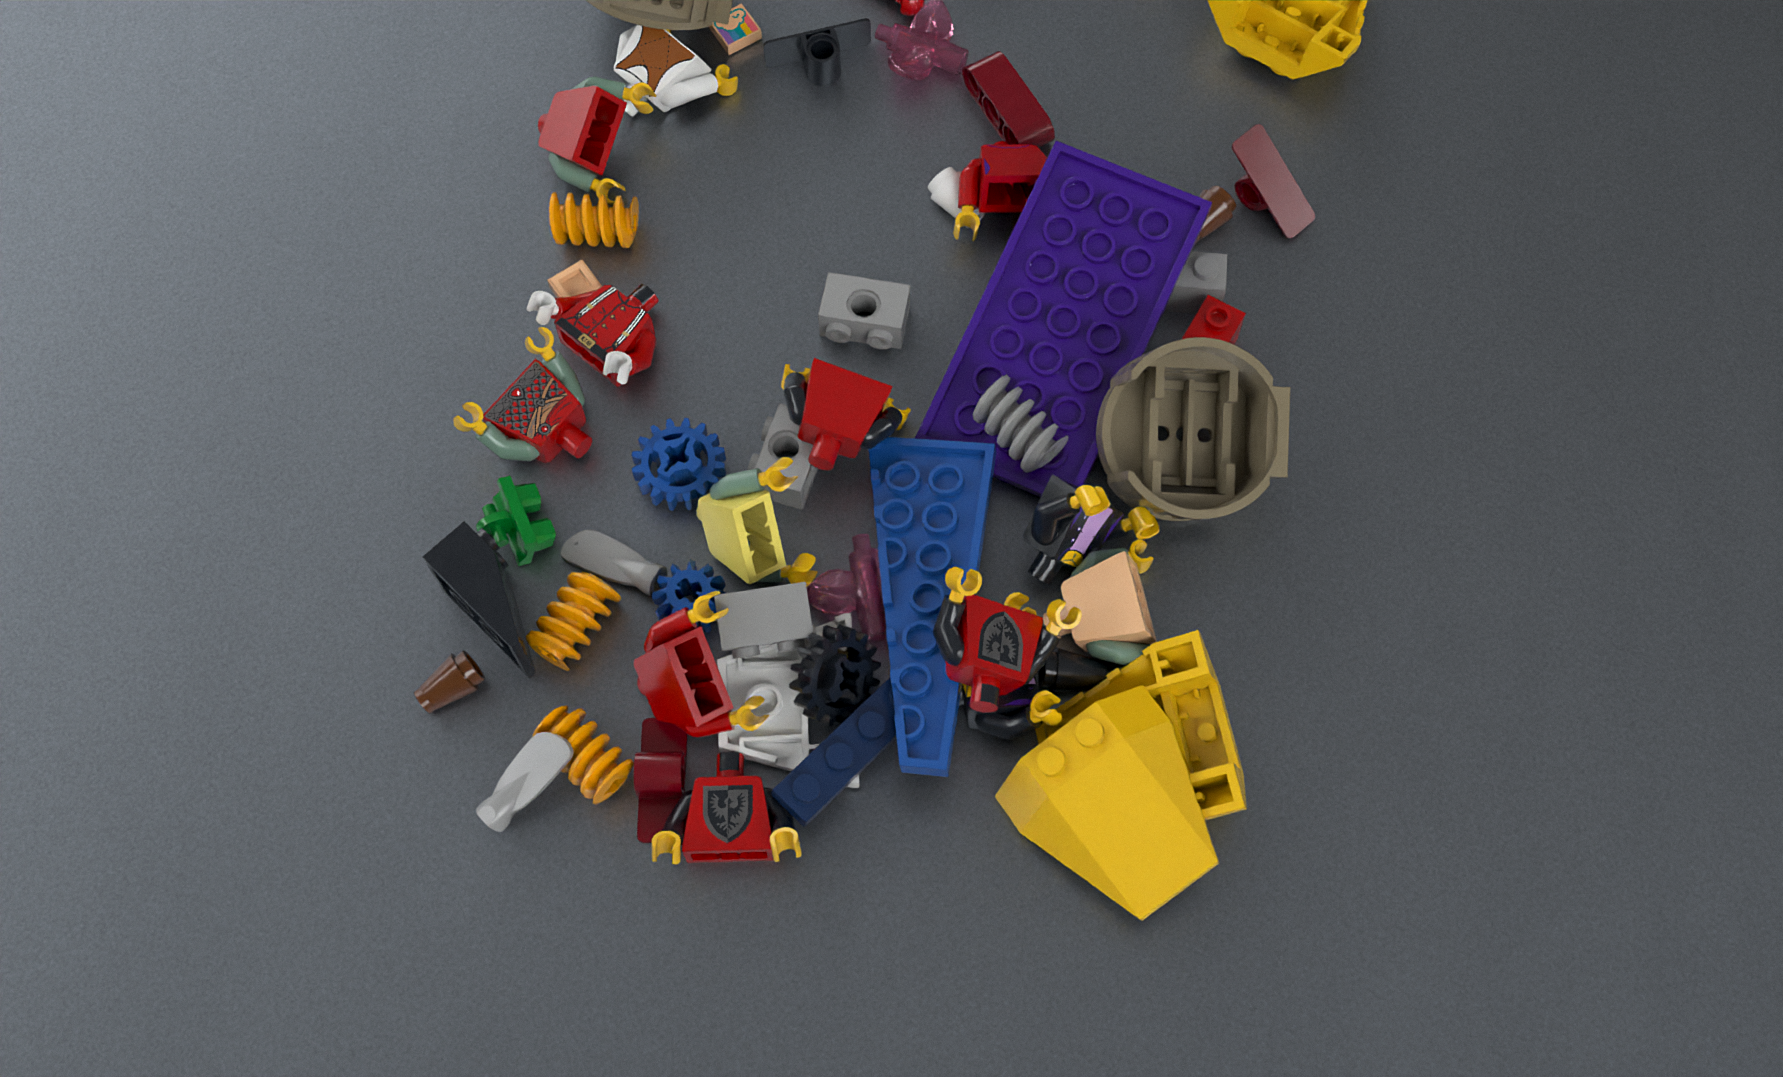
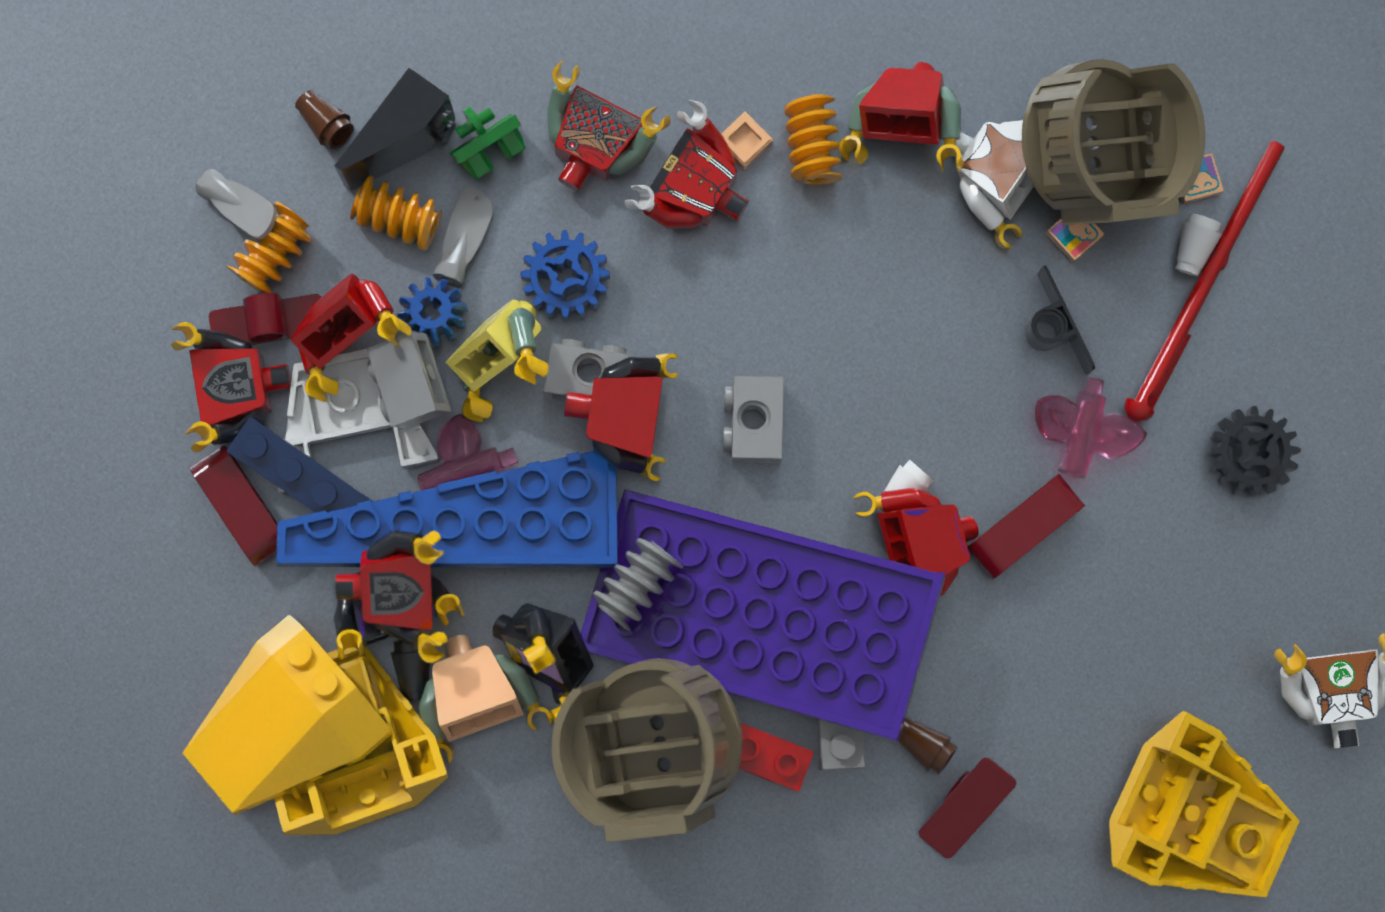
camera: 75 degrees right, 15 degrees up
(834, 674) = (368, 453): black gear -> none
(866, 829) = (237, 504): none -> dark red beam

